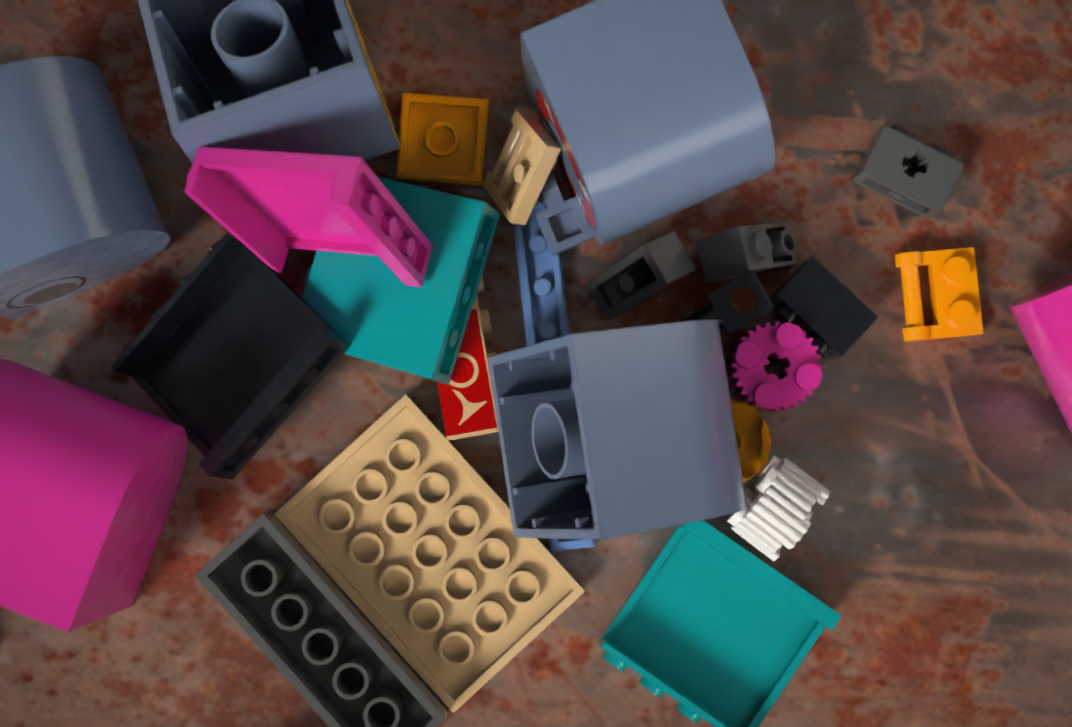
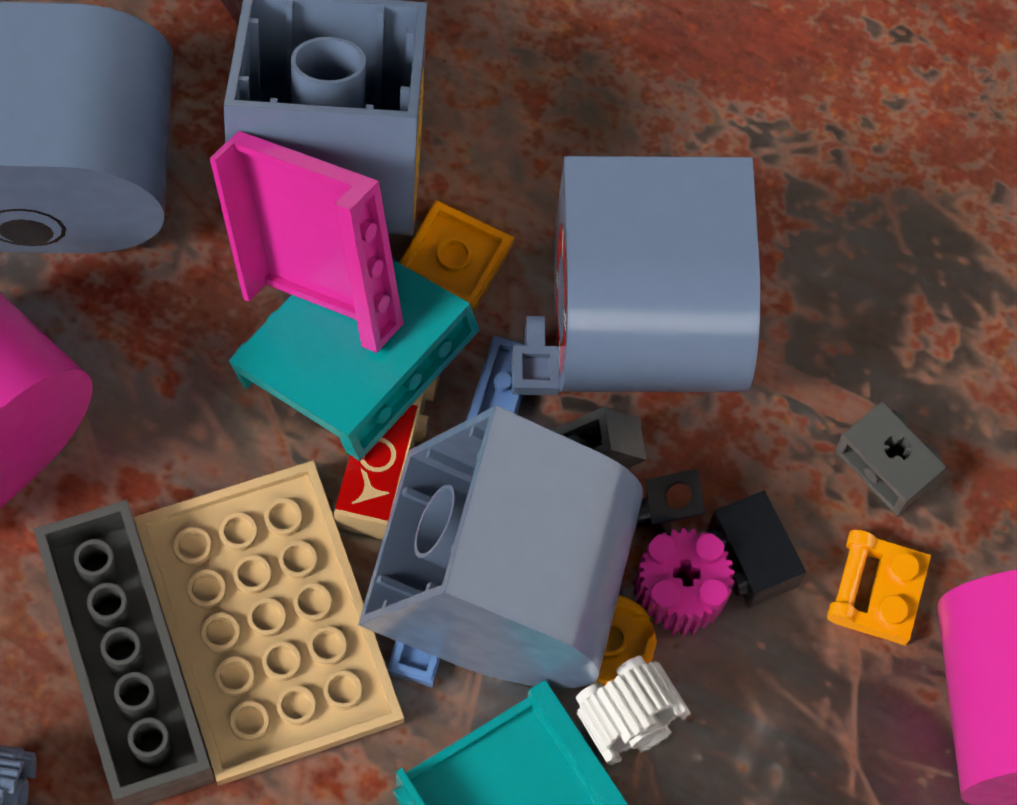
camera: 15 degrees right, 20 degrees down
(231, 355) = (166, 352): black panel -> none
(522, 166) = (521, 295): tan plate -> none
(746, 249) = (723, 470): dark grey slope -> none

